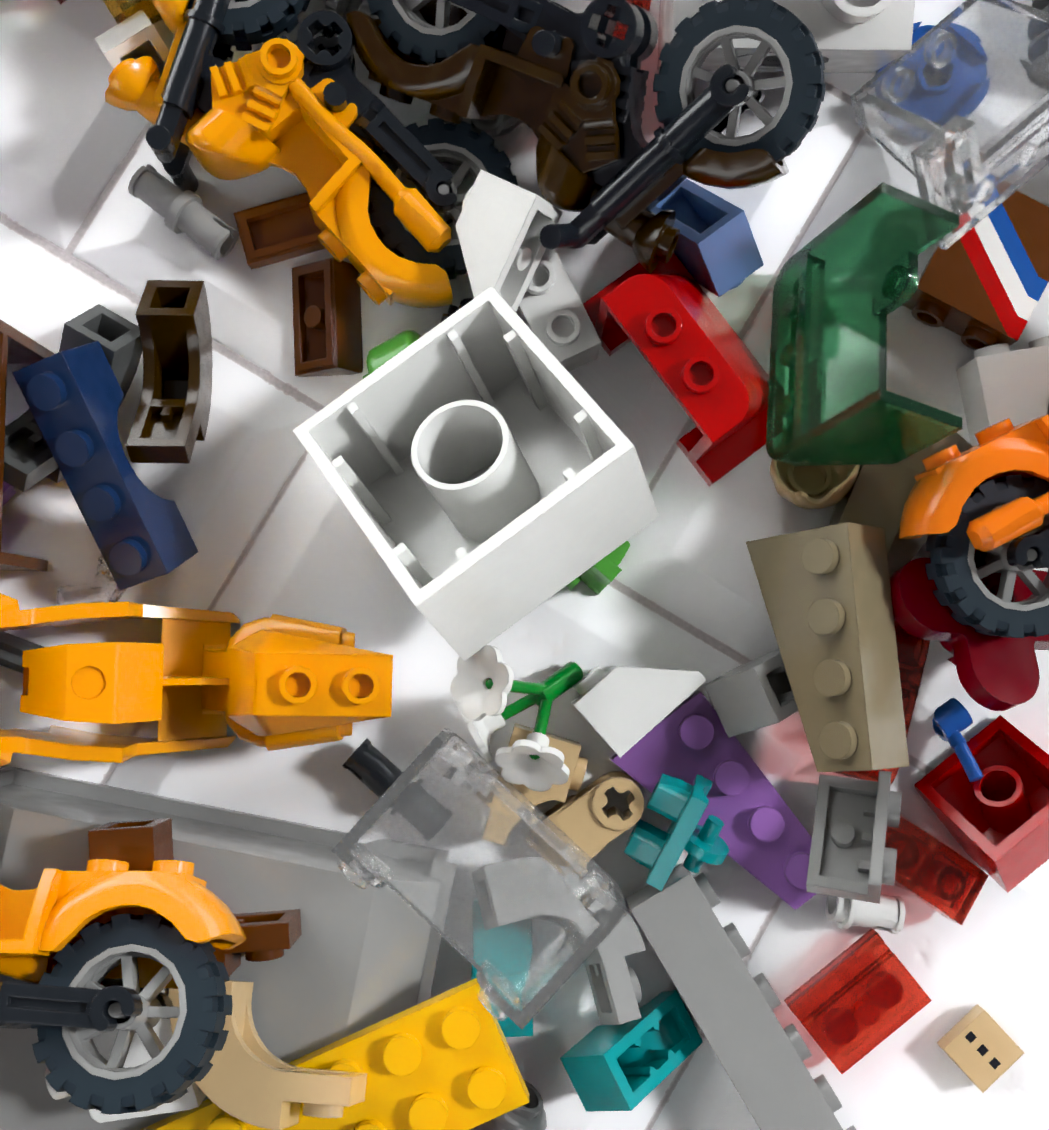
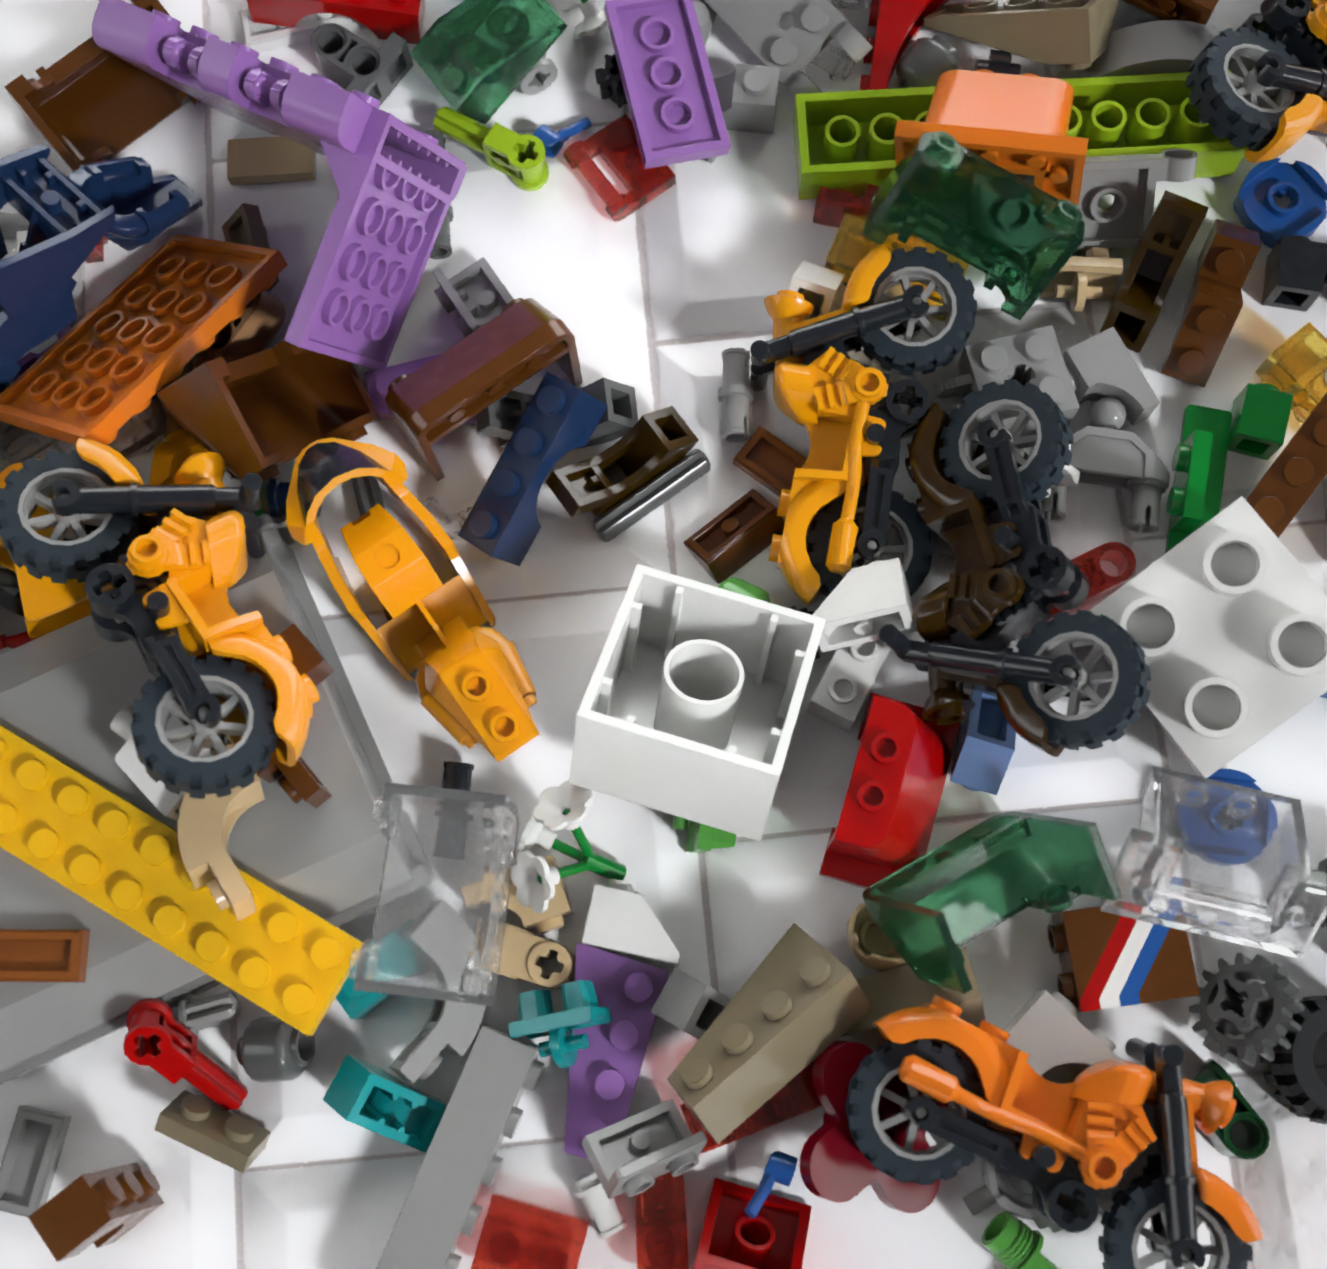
camera: 60 degrees right, 10 degrees down
(224, 369) = (651, 495): none -> dark grey axle

